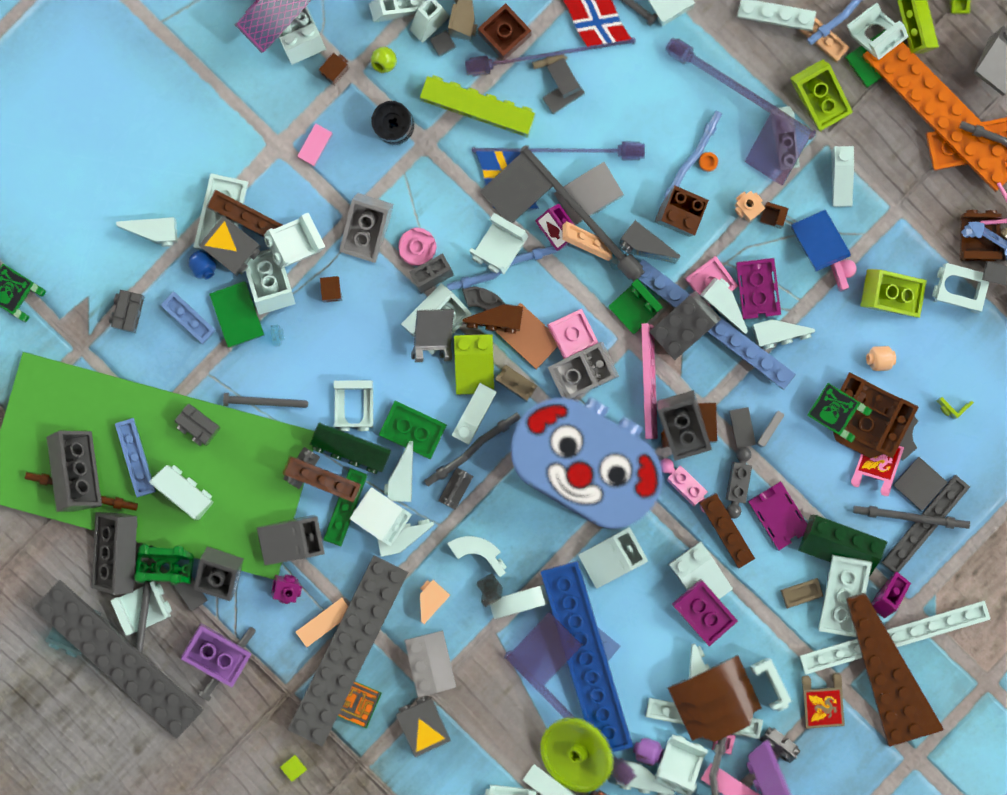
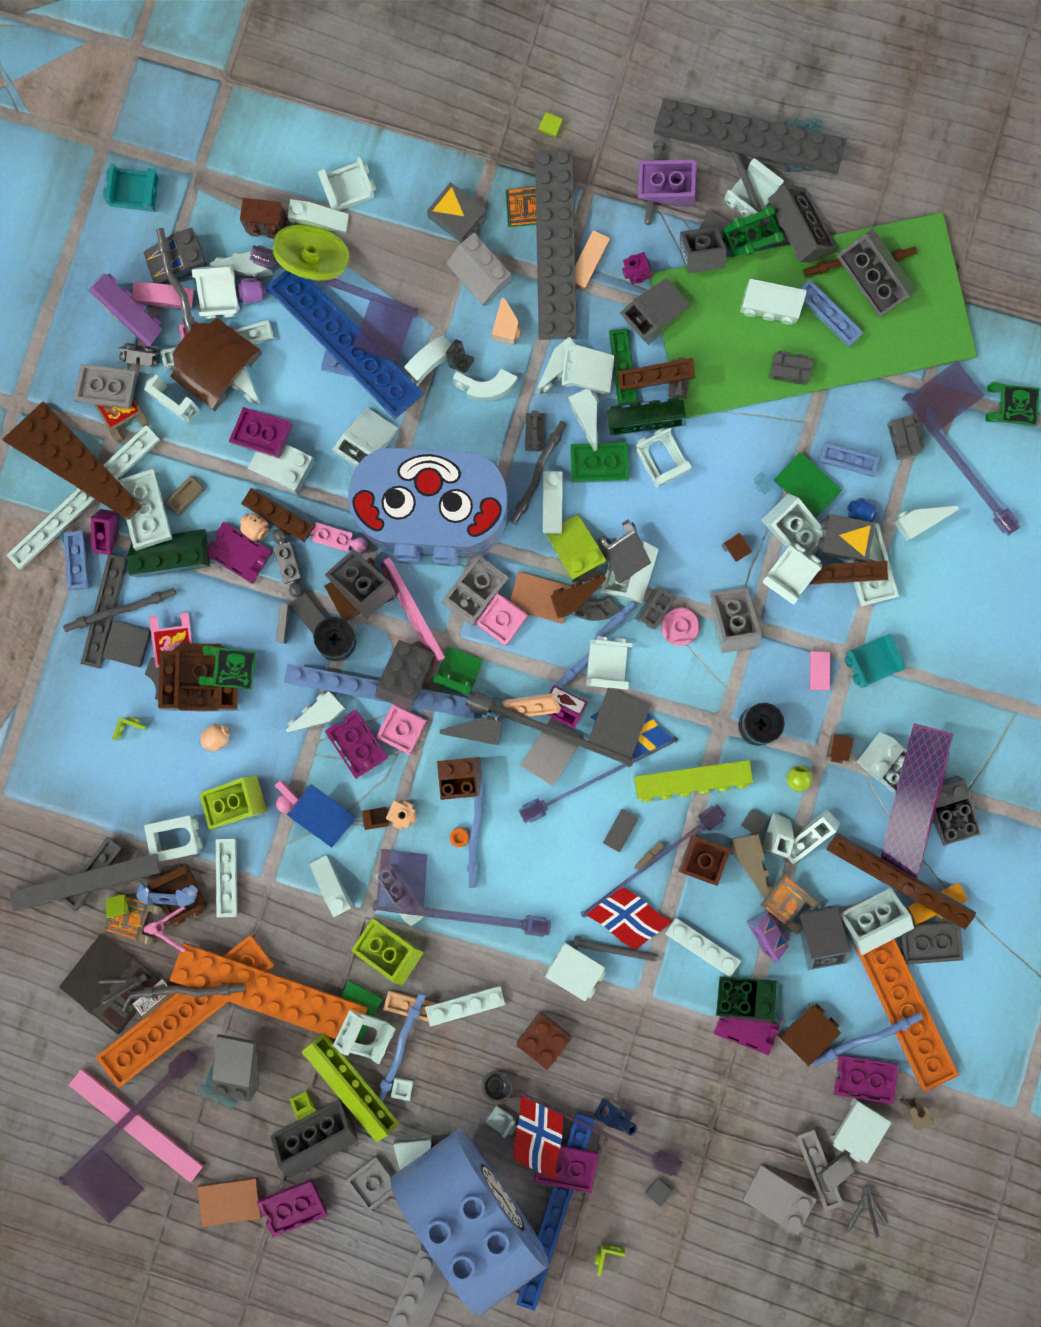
camera: 155 degrees right, 0 degrees up
(83, 325) = (939, 404): none -> clear purple flag
(263, 129) = (874, 661): none -> teal panel
(263, 401) = (775, 406): dark grey bar -> none
(516, 383) = (529, 549): dark tan hinge -> none
(563, 78) = (628, 846): dark grey tile -> none
(723, 301) = (382, 715): light aqua slope -> none
(727, 379) = (327, 631): none -> black wheel
(753, 530) = (254, 526): none -> light nougat head
(825, 729) = (105, 386): none -> light grey plate
(929, 583) = (76, 560): none -> medium blue plate
(931, 230) = (226, 877): none -> light aqua plate

